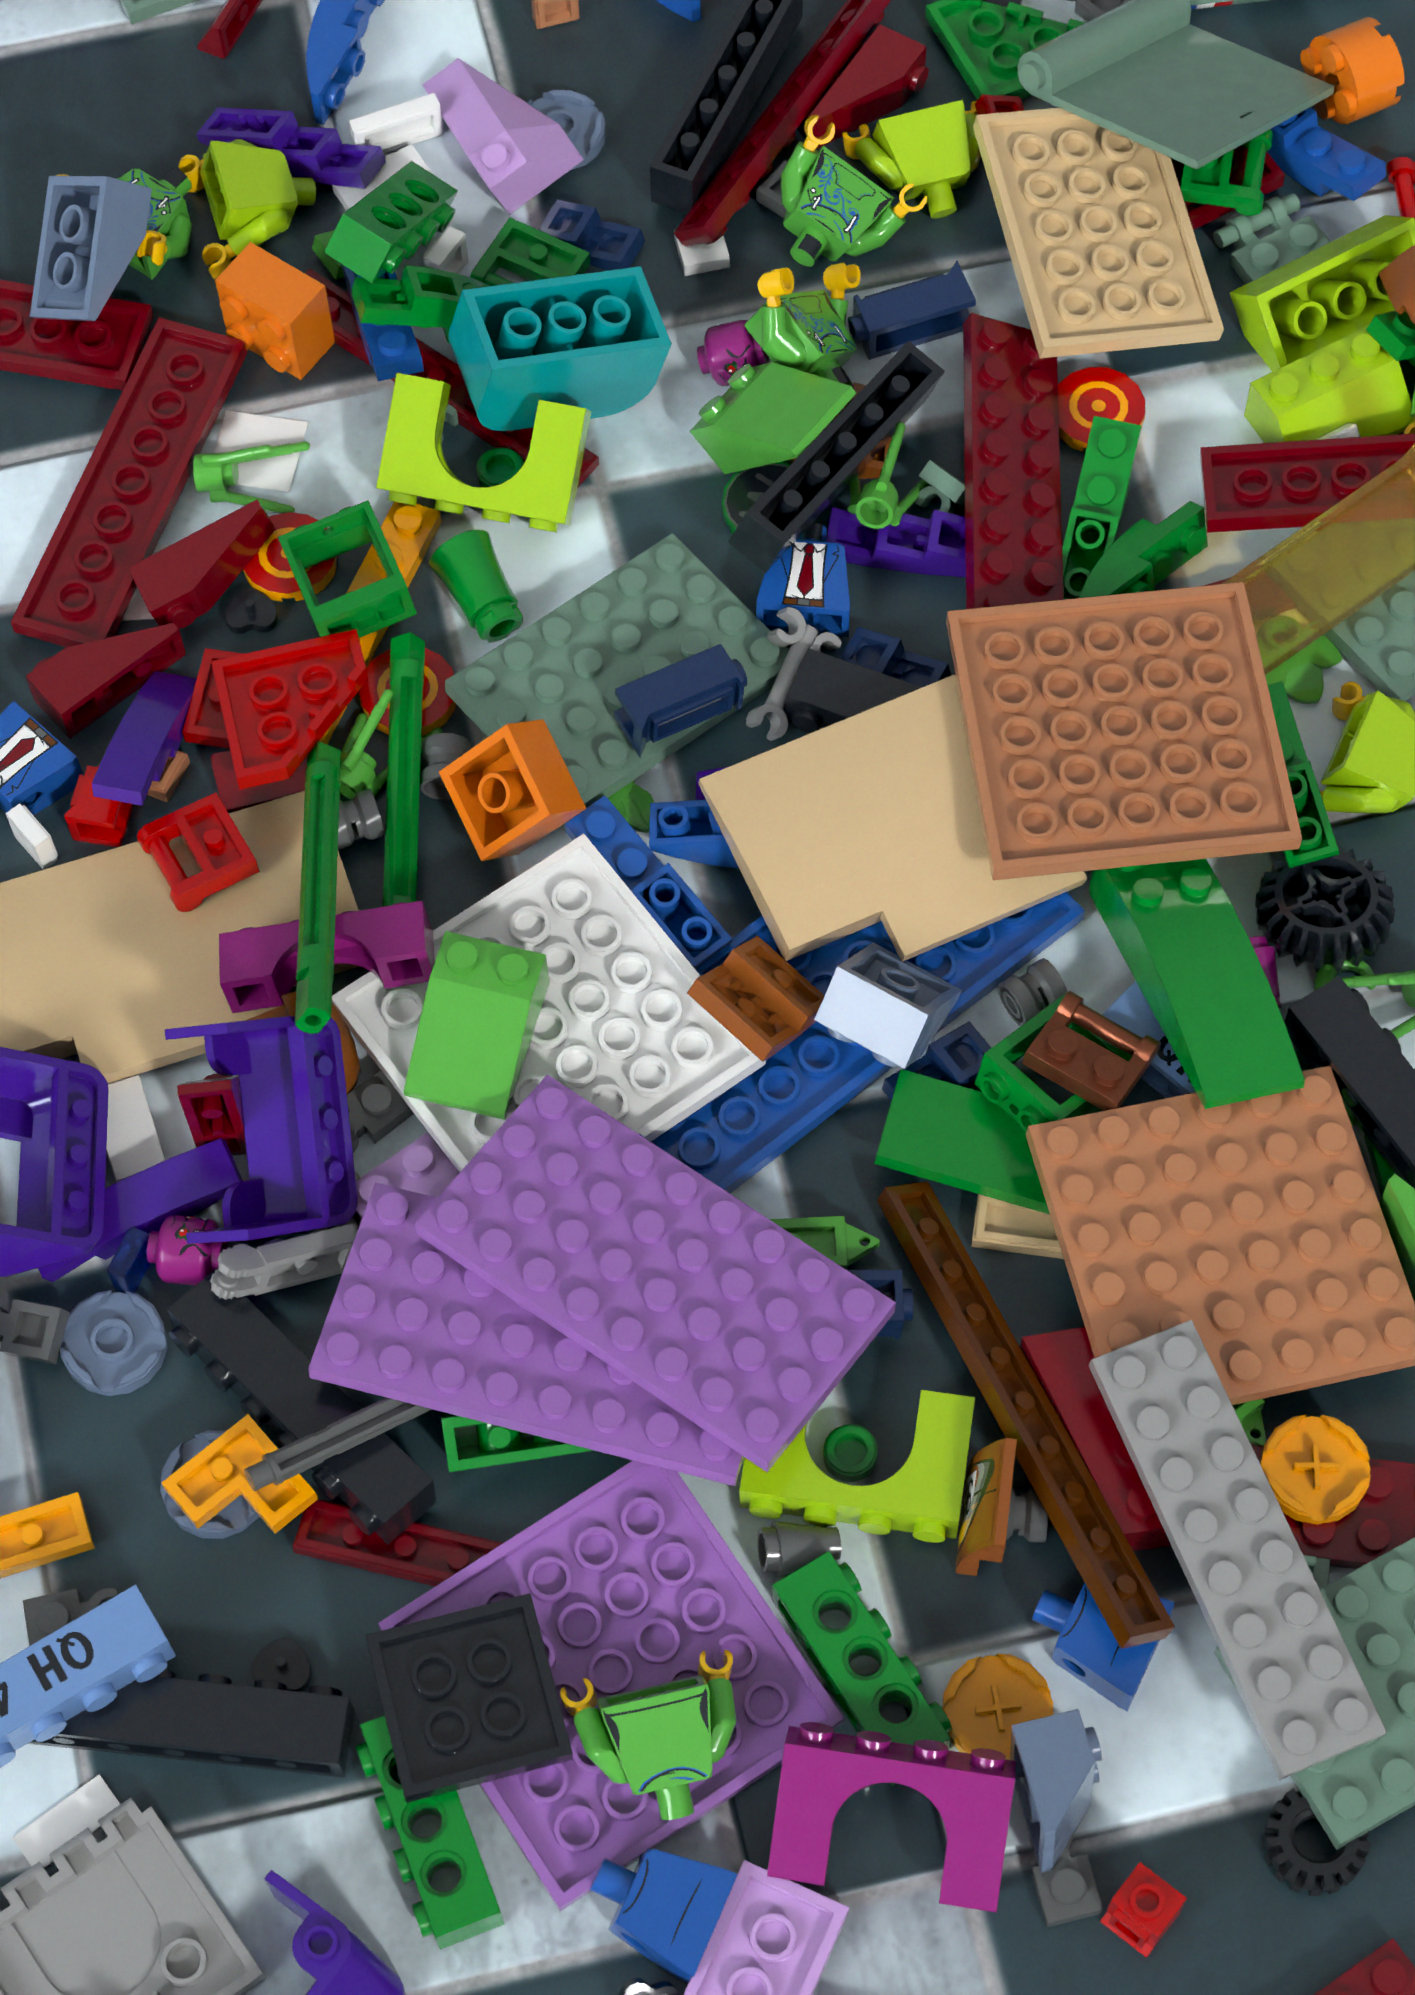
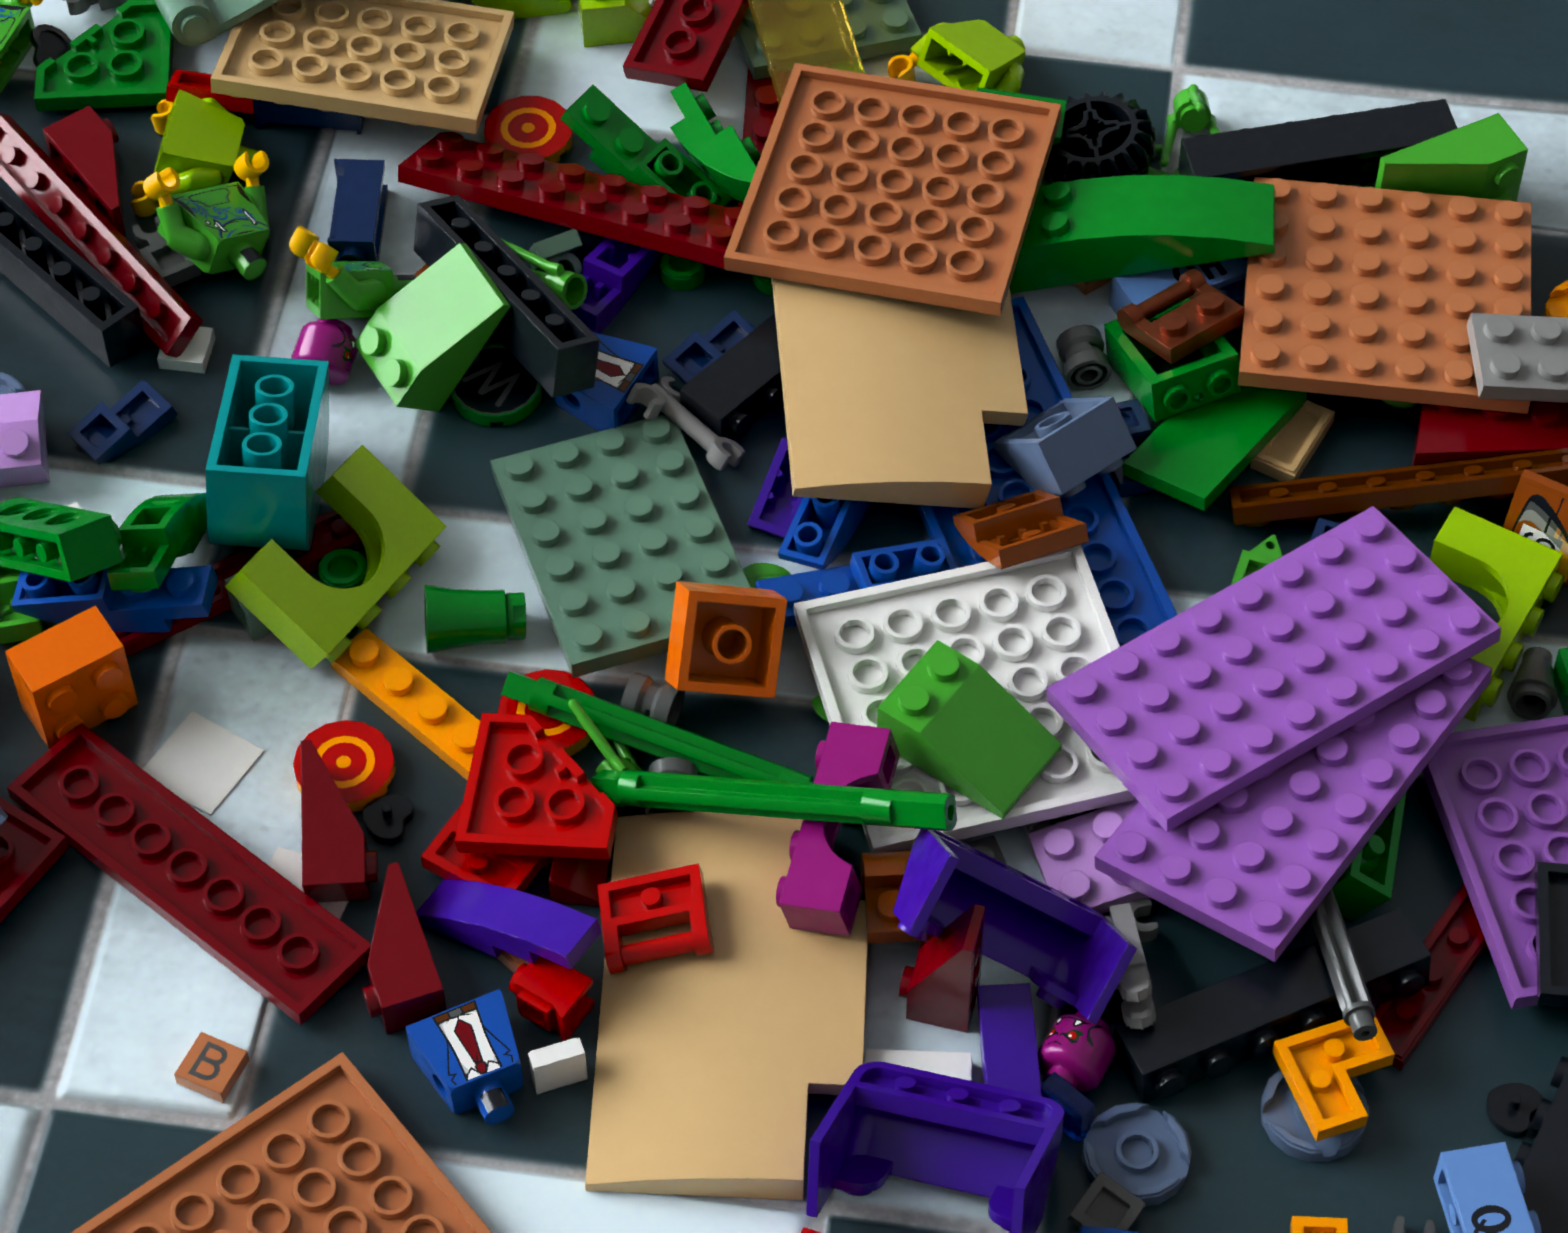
camera: 70 degrees left, 10 degrees down
(220, 470) = (216, 789): bright green plant -> none
(362, 609) = (414, 666): green window -> none
(529, 255) = (128, 466): green plate -> none
(679, 696) = (694, 489): dark blue window -> none

